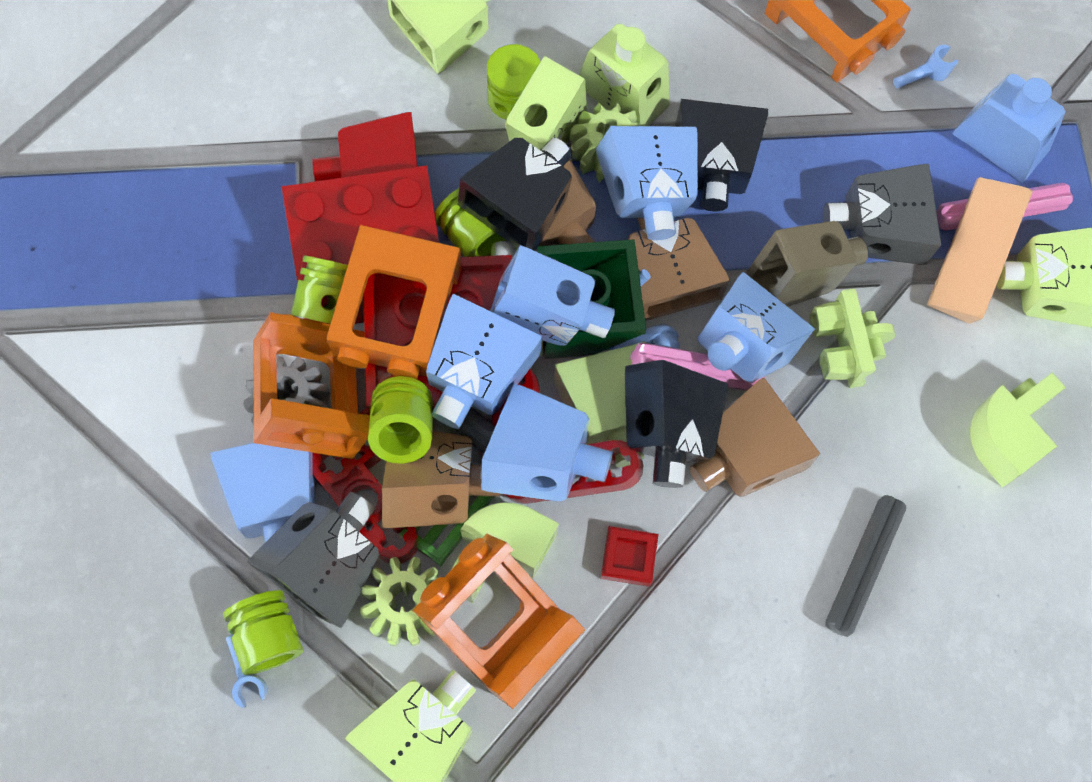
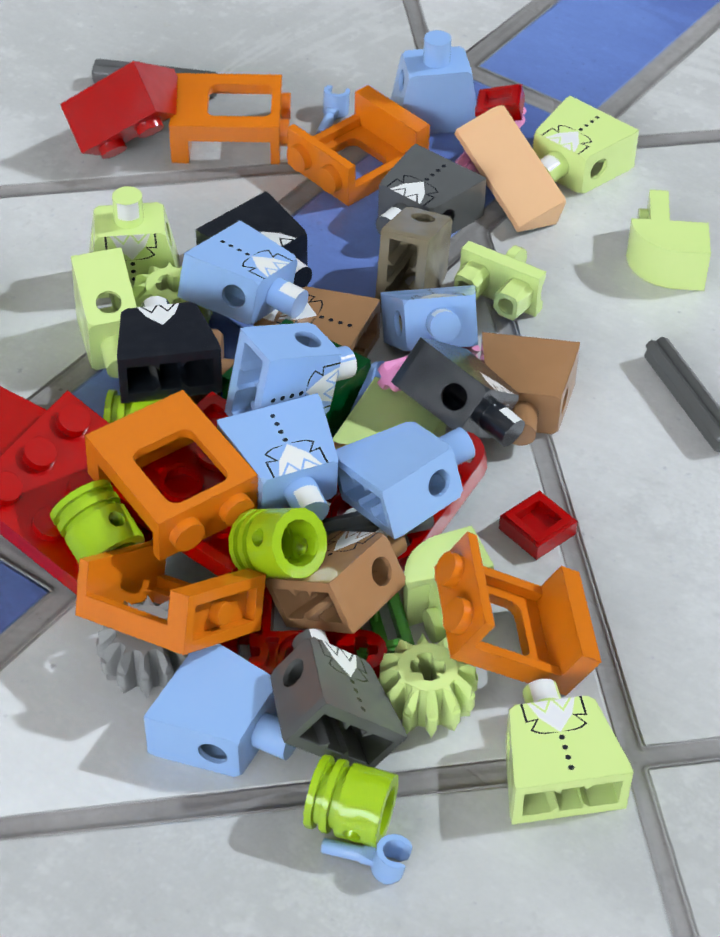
camera: 45 degrees left, 25 degrees down
(507, 76) = (47, 313): lime piece -> none
(935, 128) = (376, 127): none -> orange window
(1049, 181) = (509, 96): none -> red tile

